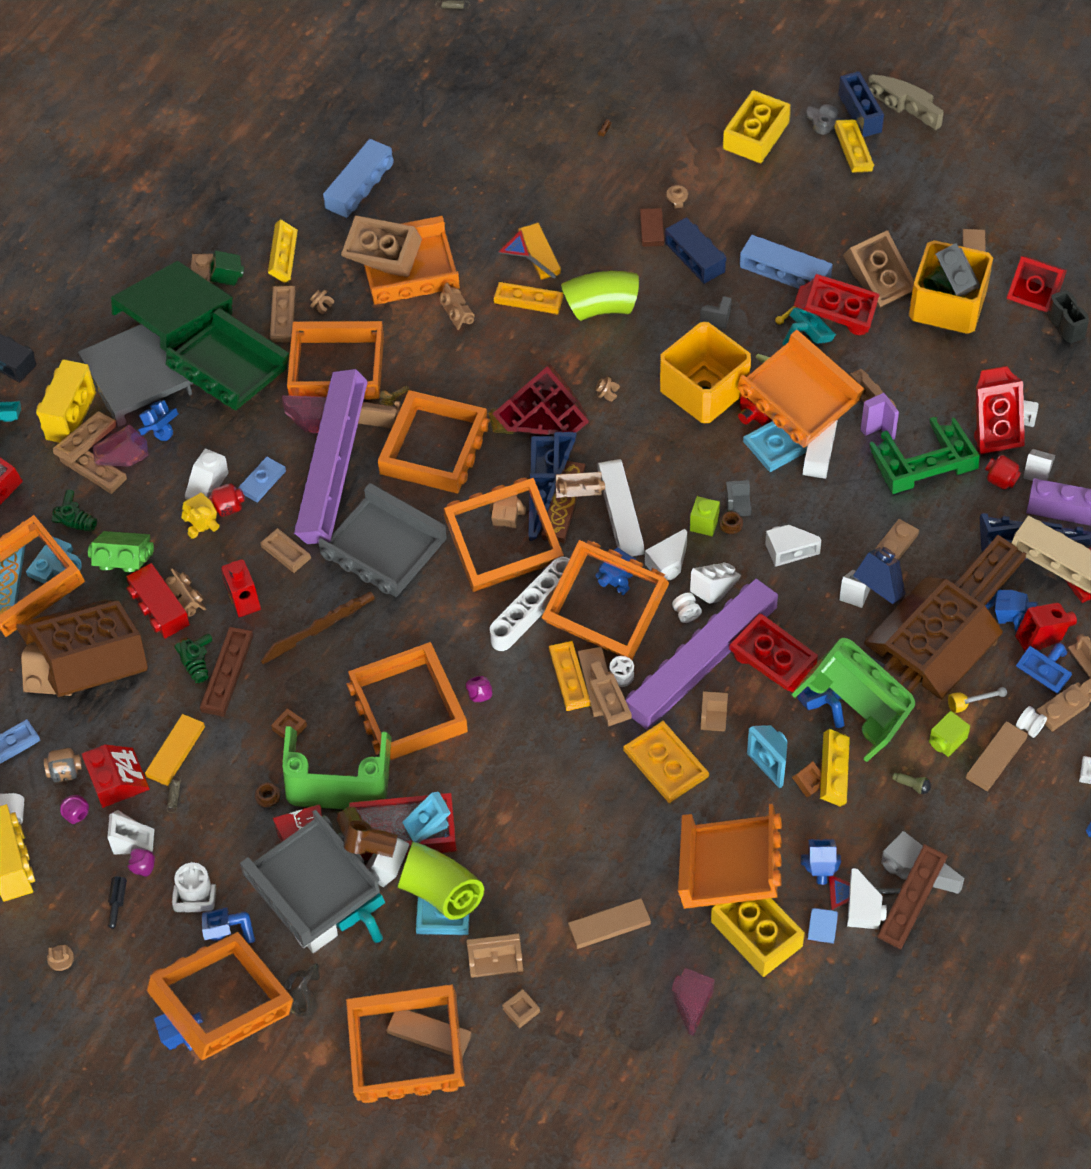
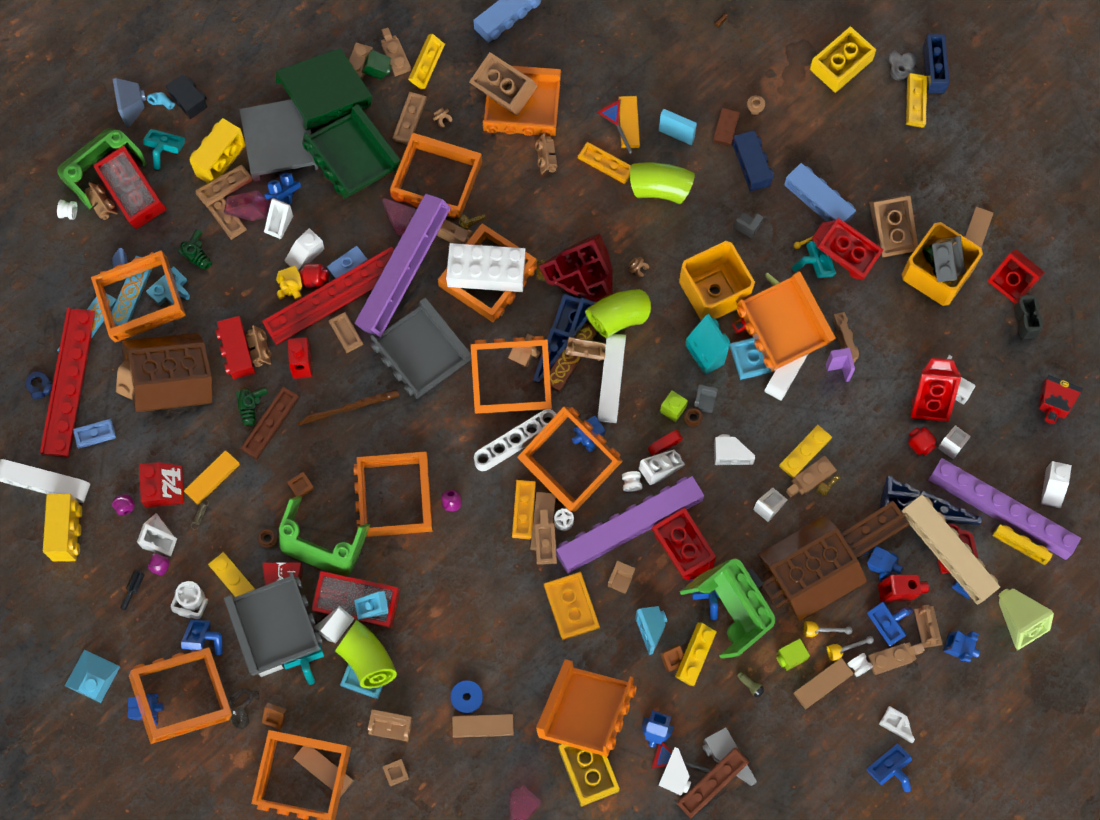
camera: 15 degrees right, 15 degrees up
(60, 957) = (79, 622): medium nougat plate -> none
(62, 765) = (125, 465): medium nougat head -> none
(97, 1016) = (92, 676): none -> medium azure slope
(120, 550) = (219, 297): bright green brick -> none
(162, 451) = (278, 218): none -> white slope
(231, 847) = (230, 575): none -> yellow plate
(250, 520) = (326, 299): none -> red plate
(252, 261) = (393, 49): none -> medium nougat hinge
(345, 987) = (274, 716): none -> dark orange plate
(363, 838) = (316, 607): reddish brown piece -> none
(432, 429) = (486, 267): none -> white brick
(577, 887) = (470, 705): none -> blue piece
(597, 236) = (677, 126): none -> medium azure tile
(603, 434) = (619, 311): none -> lime brick
(668, 555) = (633, 432): white slope -> none
(712, 554) = (665, 443): none -> red beam
(721, 438) = (708, 345): none -> teal slope
(822, 925) = (639, 781): medium blue slope -> none
(875, 522) = (805, 451): none -> yellow plate
(882, 574) = (790, 506): dark blue slope -> none
(903, 95) = (974, 64): dark tan slope -> none
(913, 552) = (824, 488): none -> clear yellow hand
(955, 455) = (891, 414): green wedge -> none
(997, 717) = (836, 651): none -> hinge

